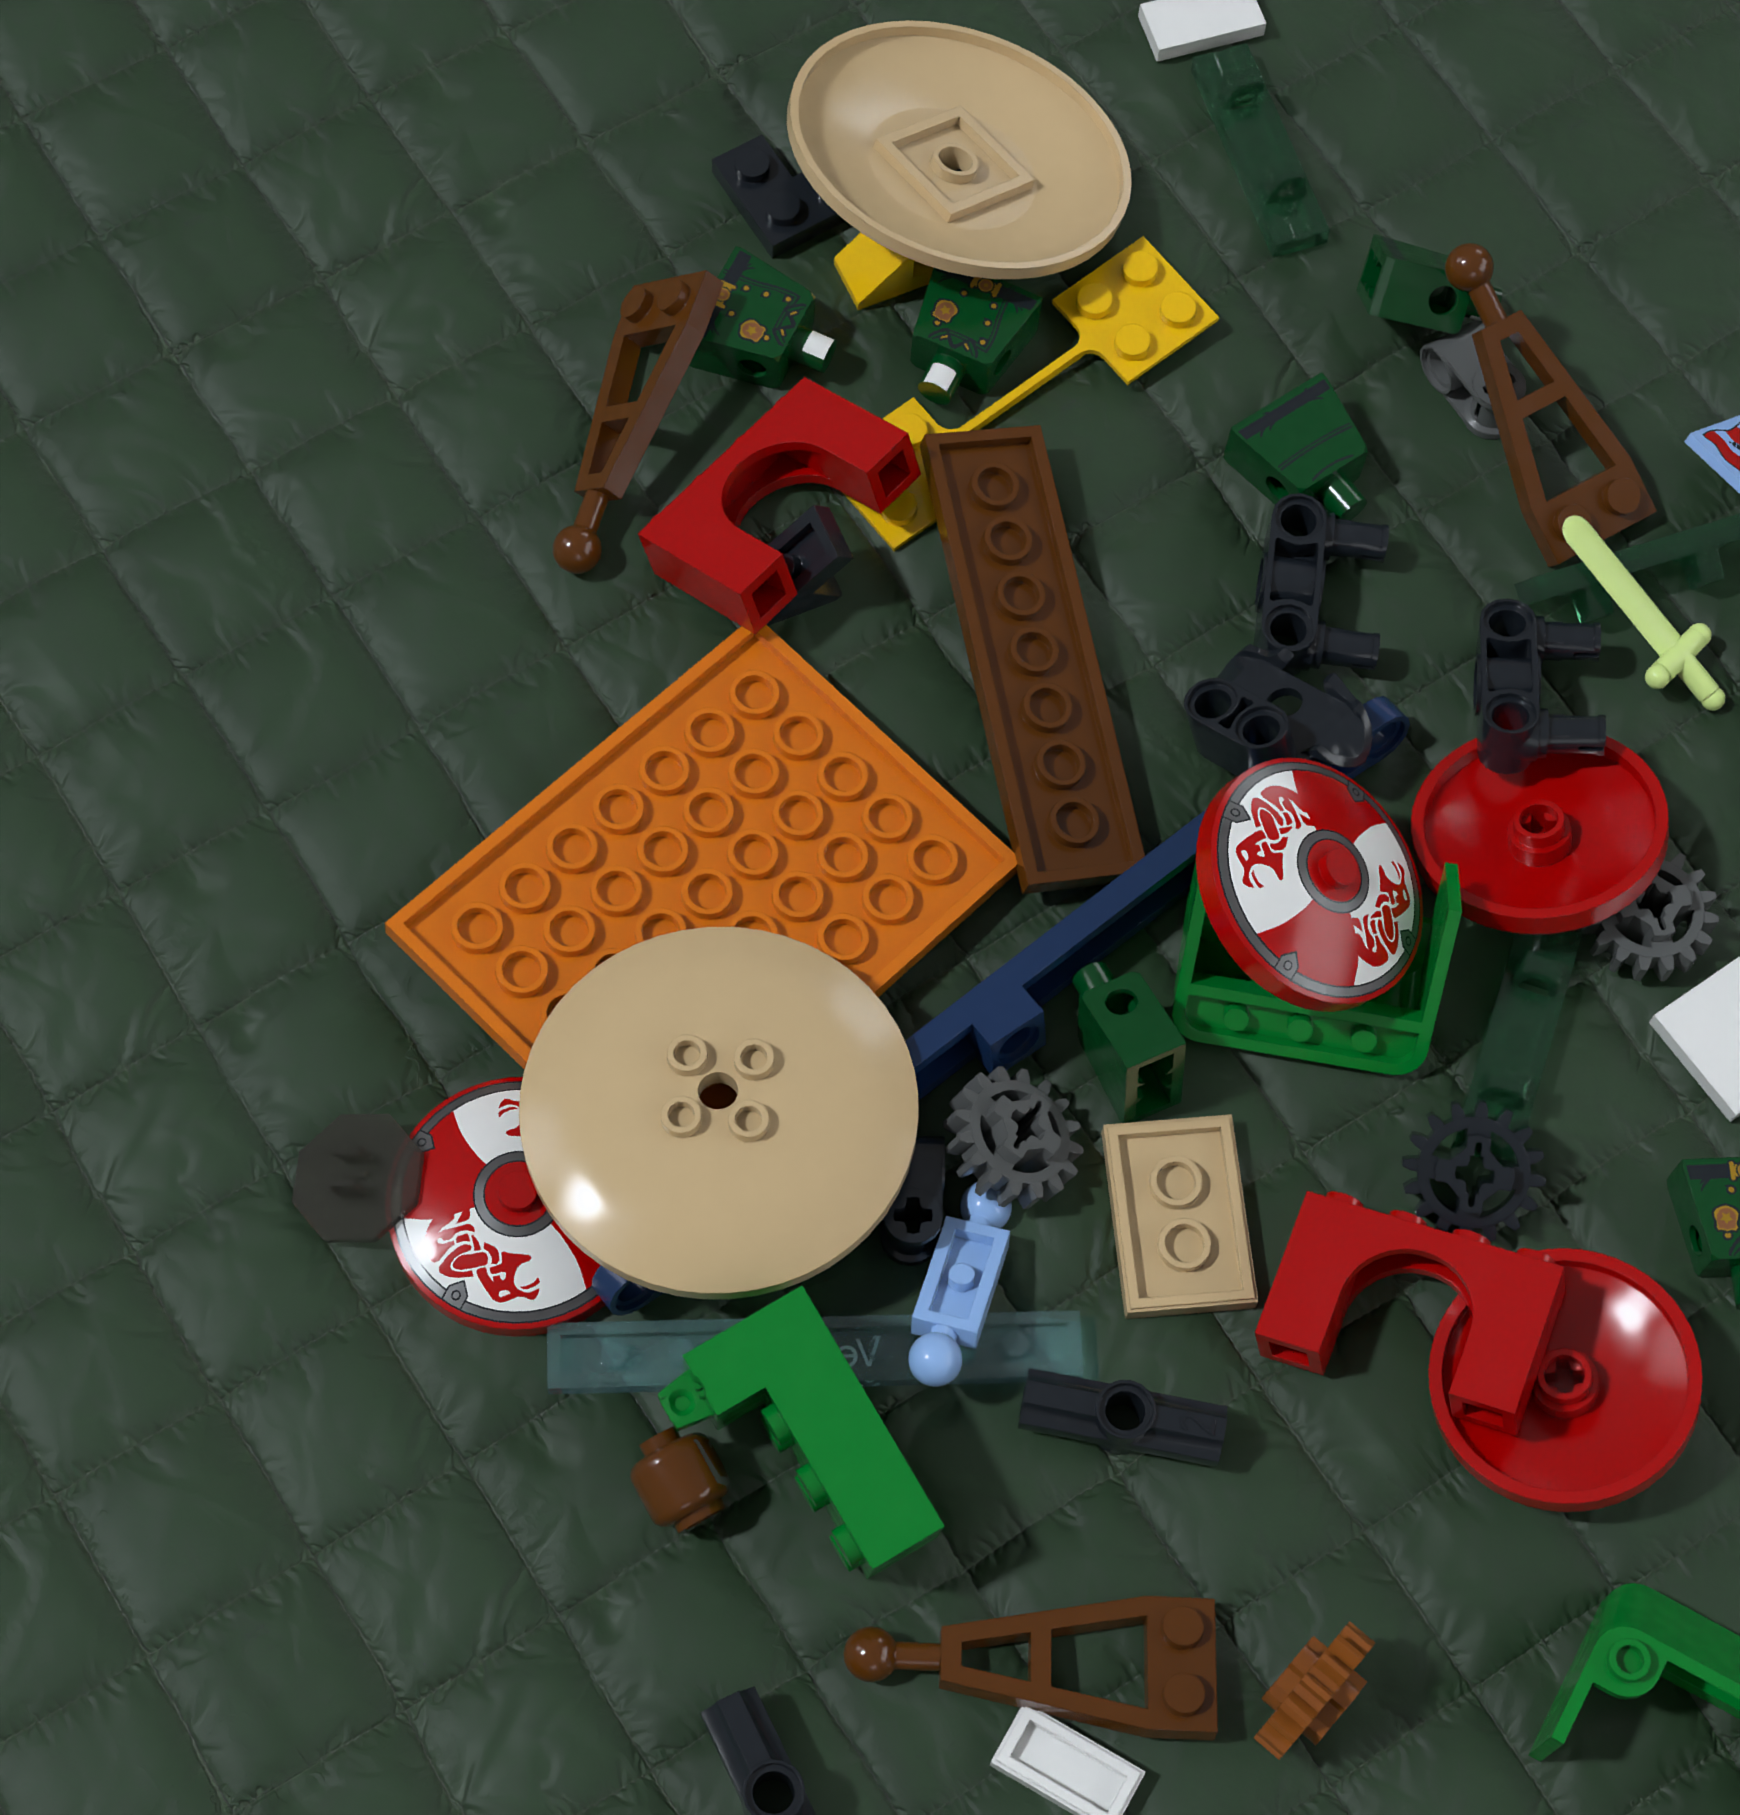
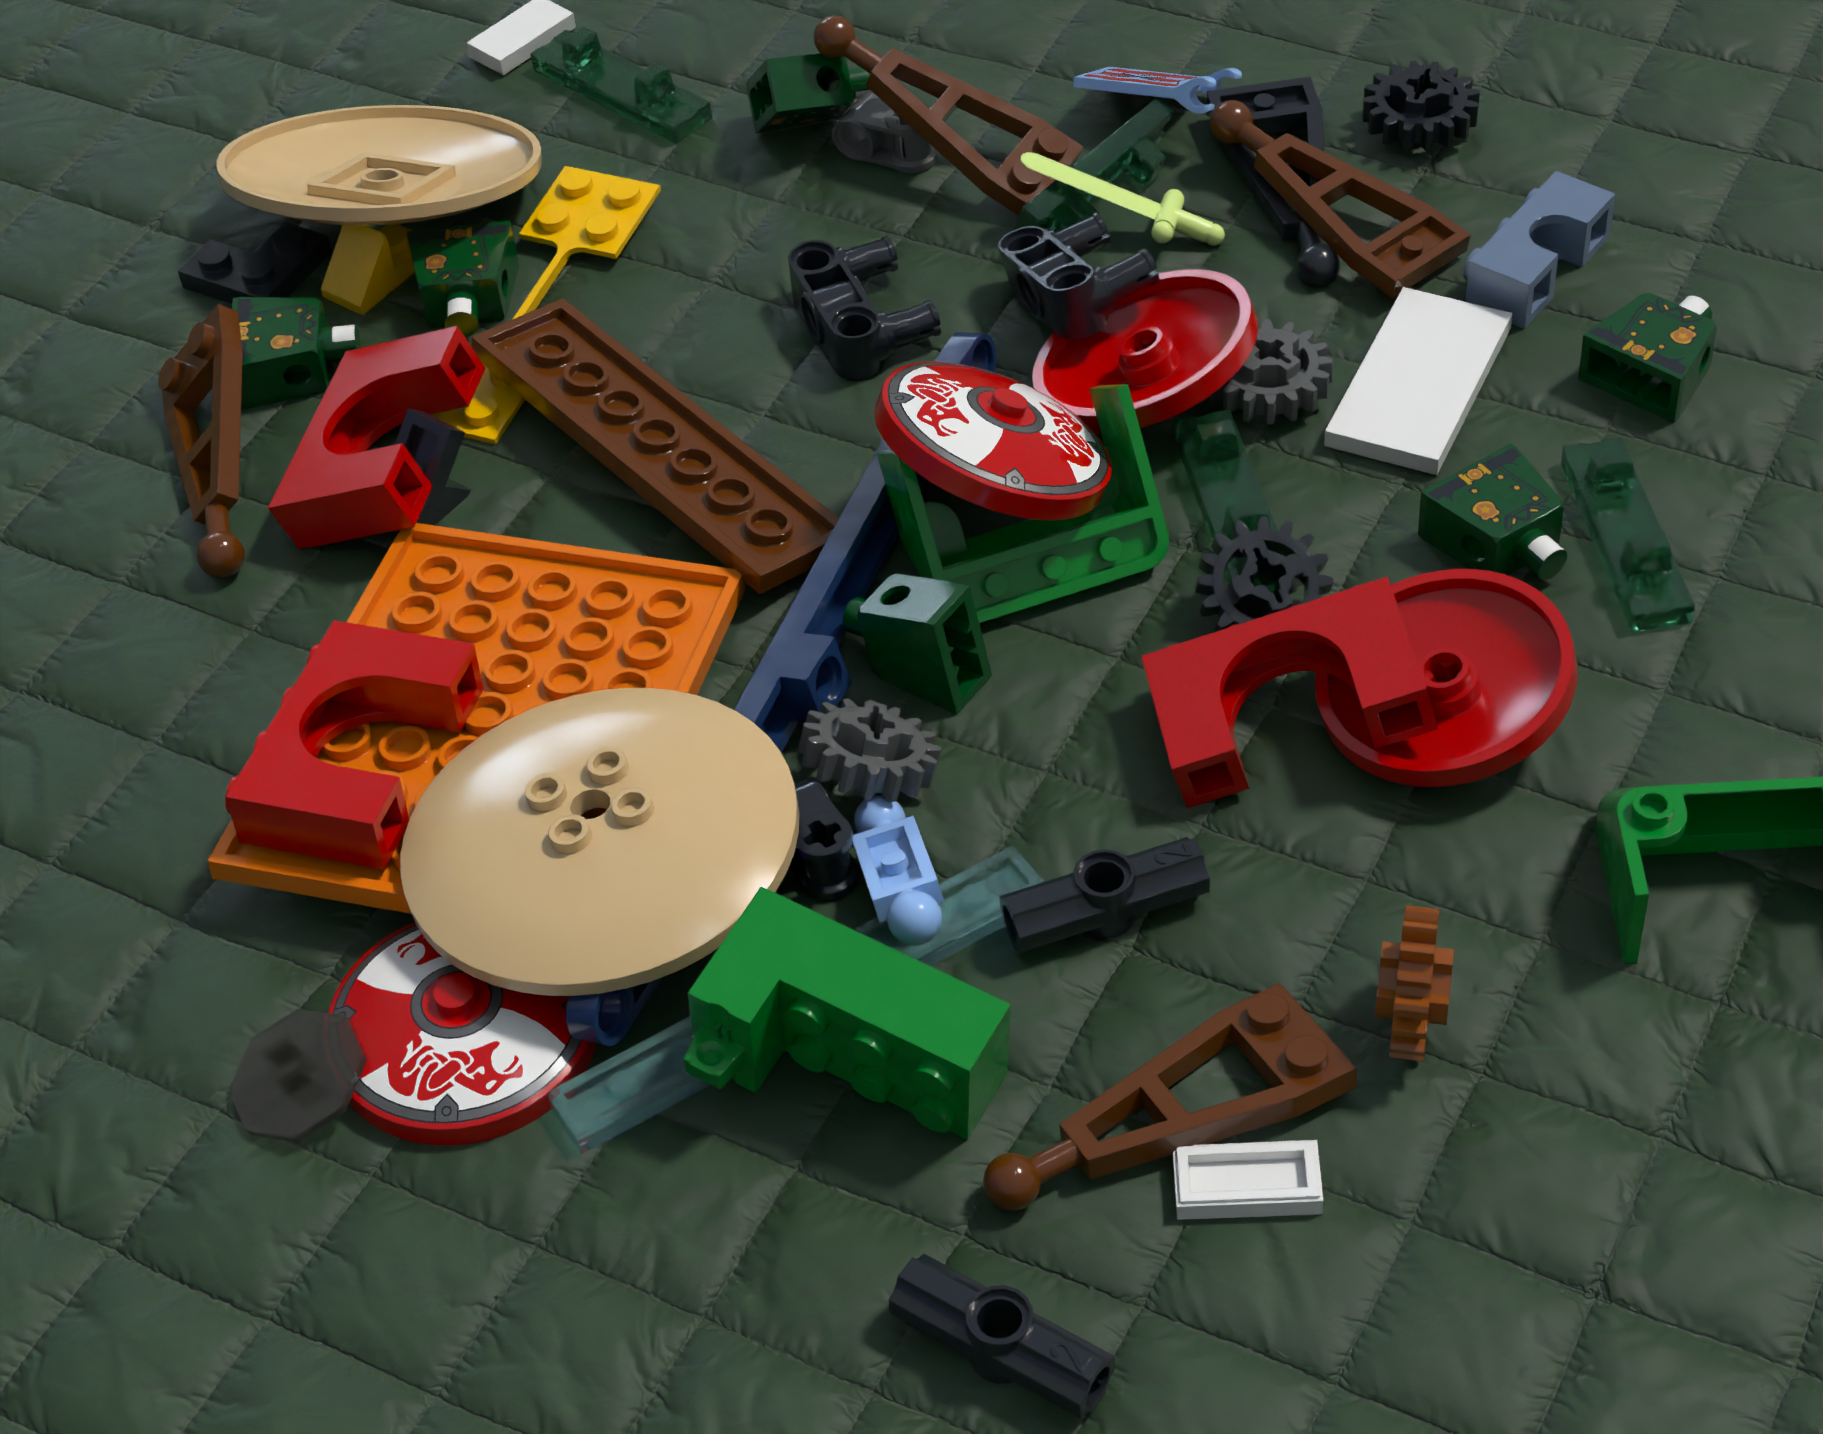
camera: 20 degrees left, 20 degrees down
(600, 800) = (350, 679): none -> red arch
(680, 1479) = (747, 1138): reddish brown head -> none
(1179, 1216) = (1048, 746): tan tile -> none
(1241, 727) = (852, 378): black piece -> none
(1302, 447) = (775, 218): dark green torso -> none

